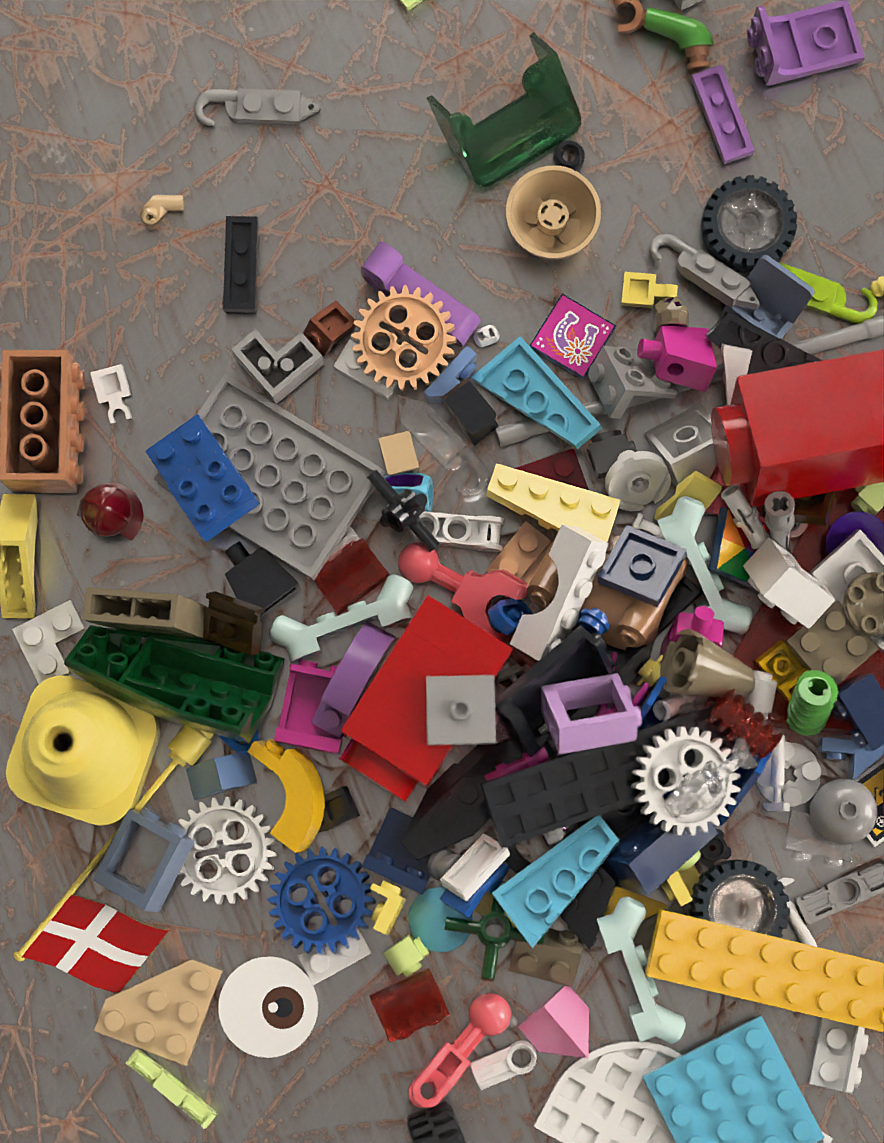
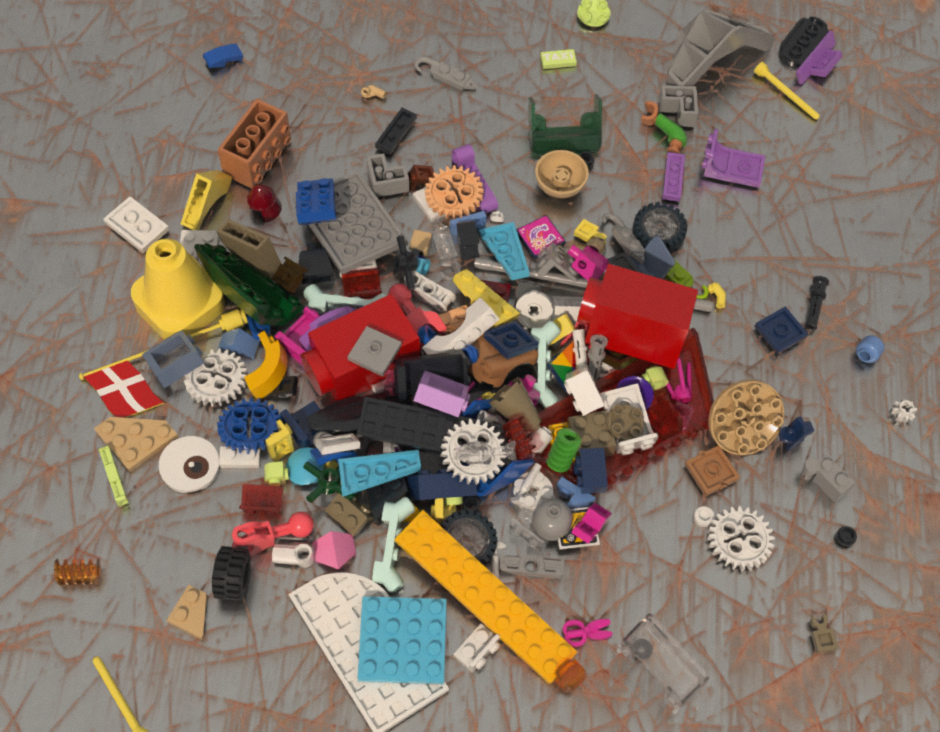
camera: 25 degrees right, 20 degrees down
(111, 387) = (299, 152): white plate -> none

